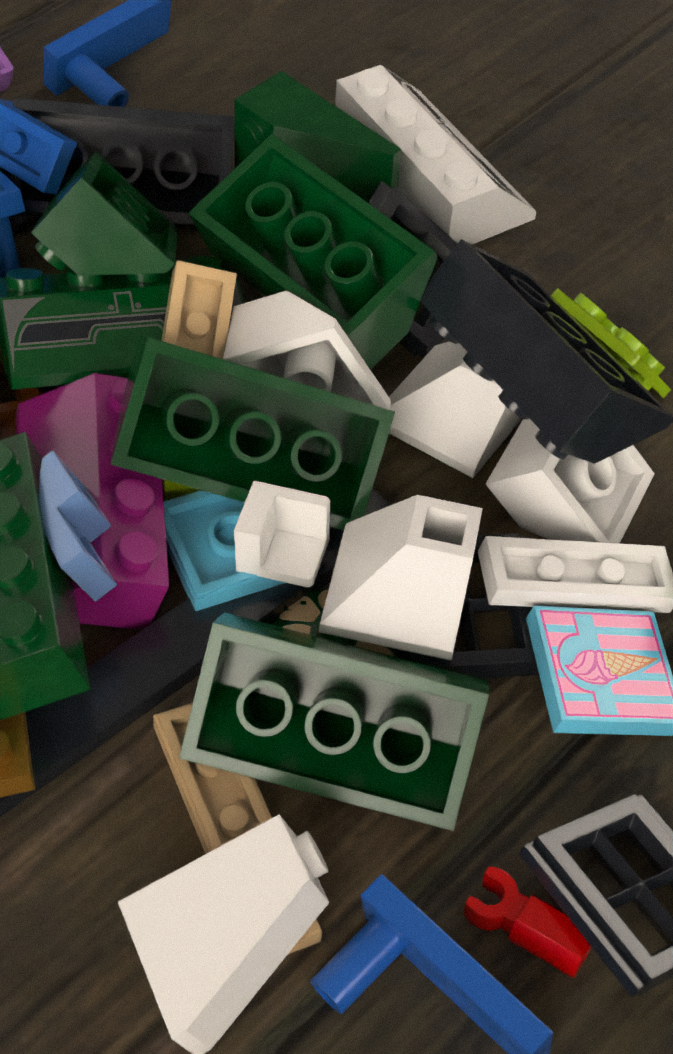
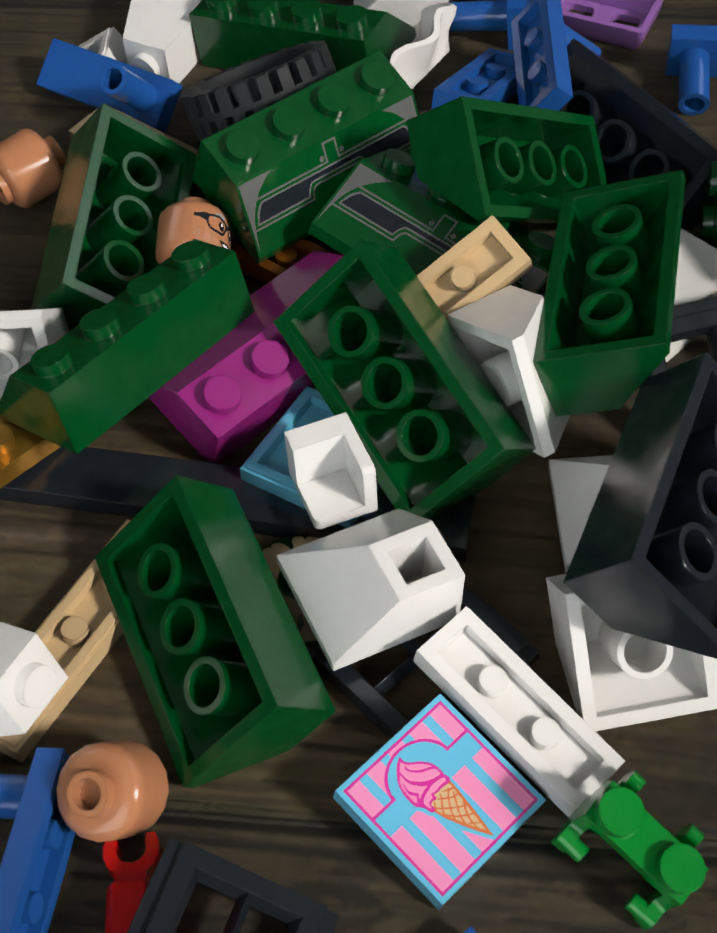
camera: 60 degrees right, 0 degrees up
(71, 523) = (194, 334): medium blue slope -> none
(439, 867) = (112, 790): none -> nougat head

